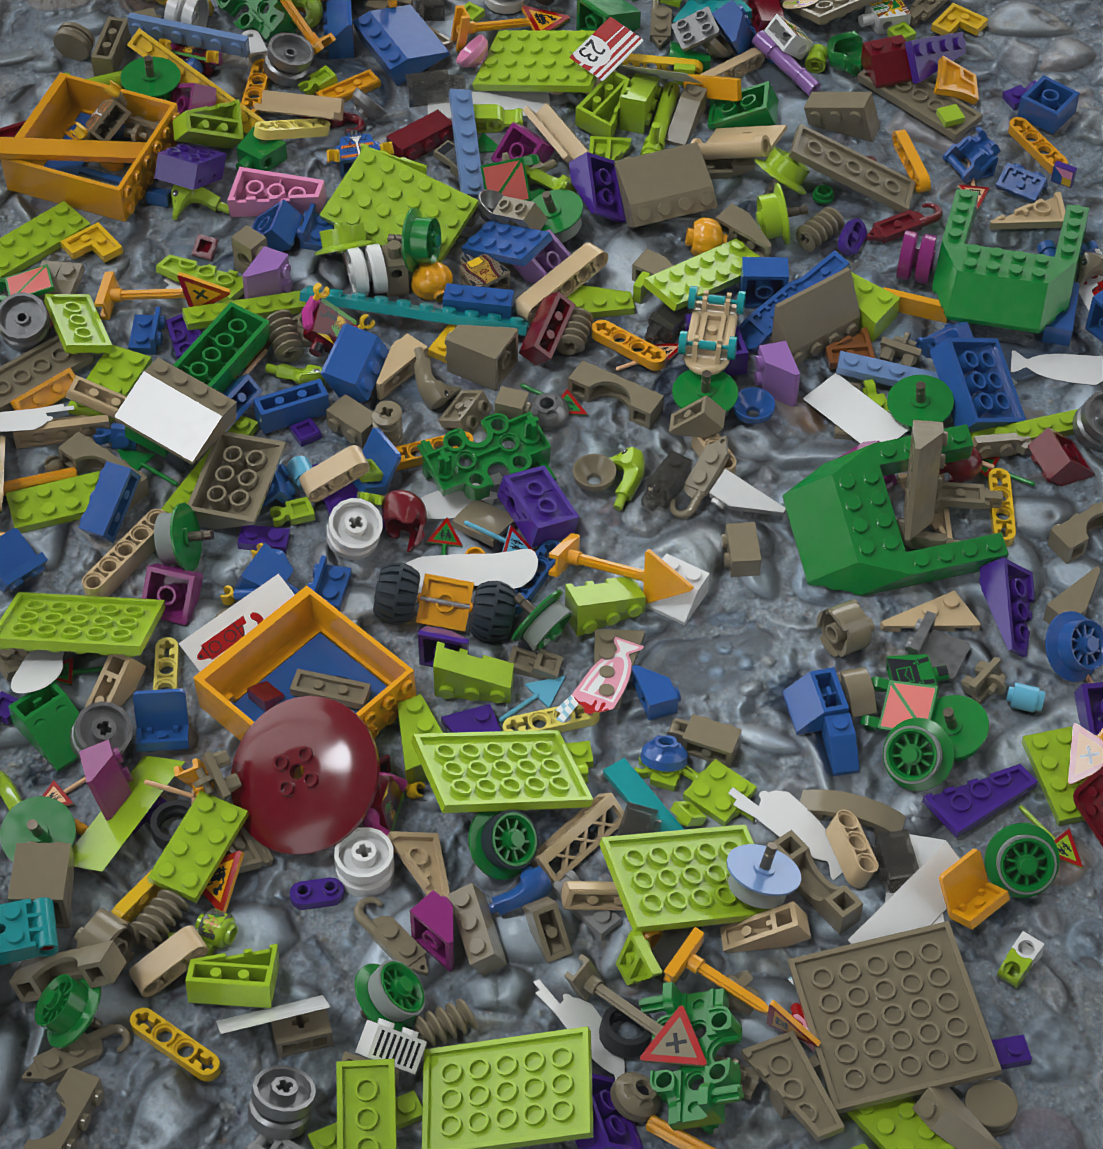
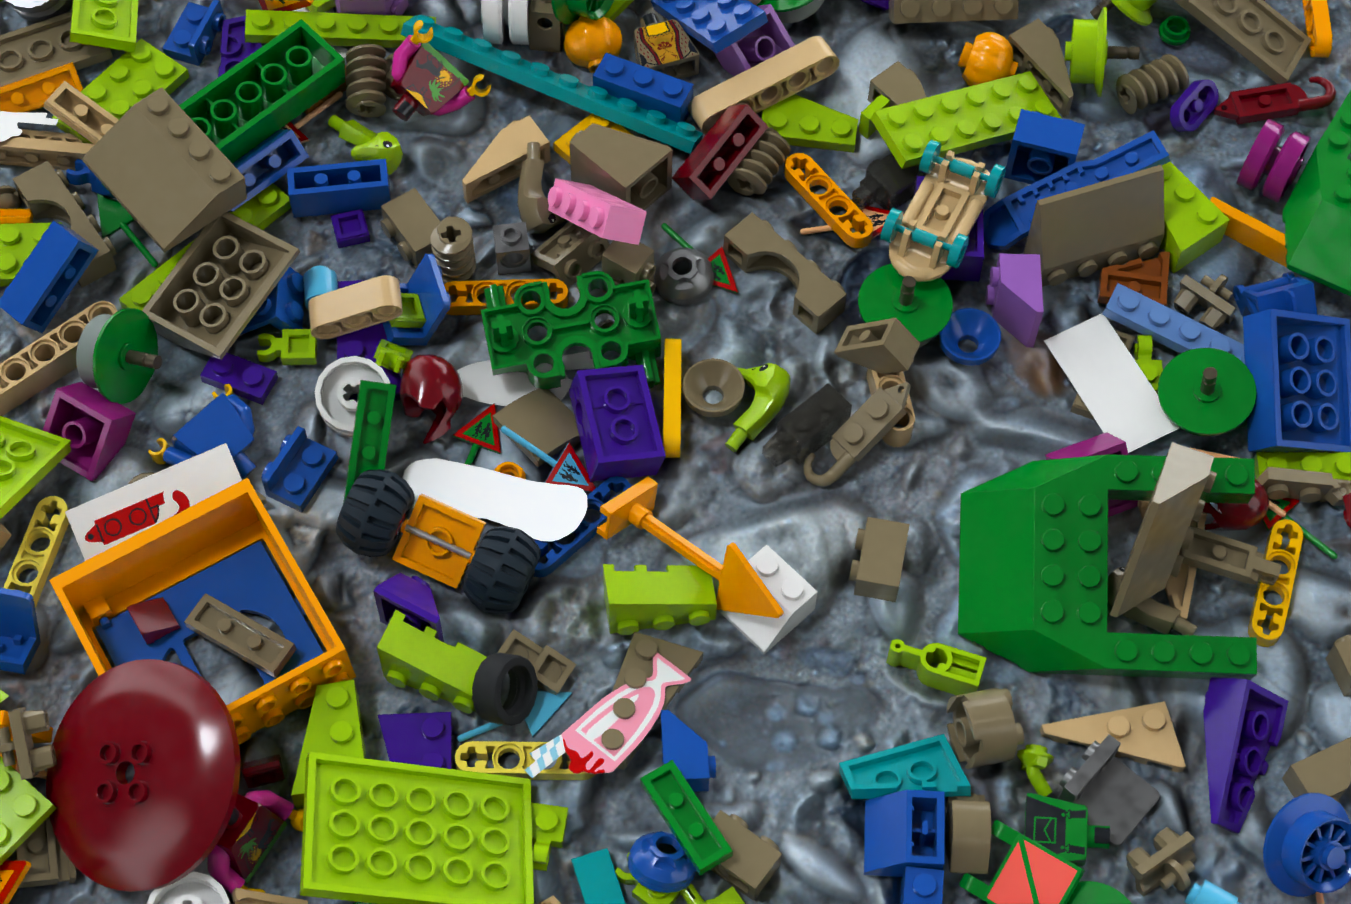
camera: 15 degrees right, 10 degrees up
(354, 363) = (441, 145): blue slope -> none
(376, 546) = (370, 429): none -> green plate
(425, 418) = (512, 248): none -> flat silver brick
(482, 375) = (596, 211): none -> bright pink brick
(524, 677) = (488, 683): none -> black tyre
(543, 622) = (561, 609): piece -> none
(567, 482) = (672, 398): none -> yellow beam
(673, 720) = (686, 817): none -> green plate
(741, 496) = (901, 473): white slope -> none
(796, 666) = (912, 766): none -> teal wing
(801, 602) = (957, 669): none -> lime piece
(882, 642) = (1033, 760): none -> lime plate

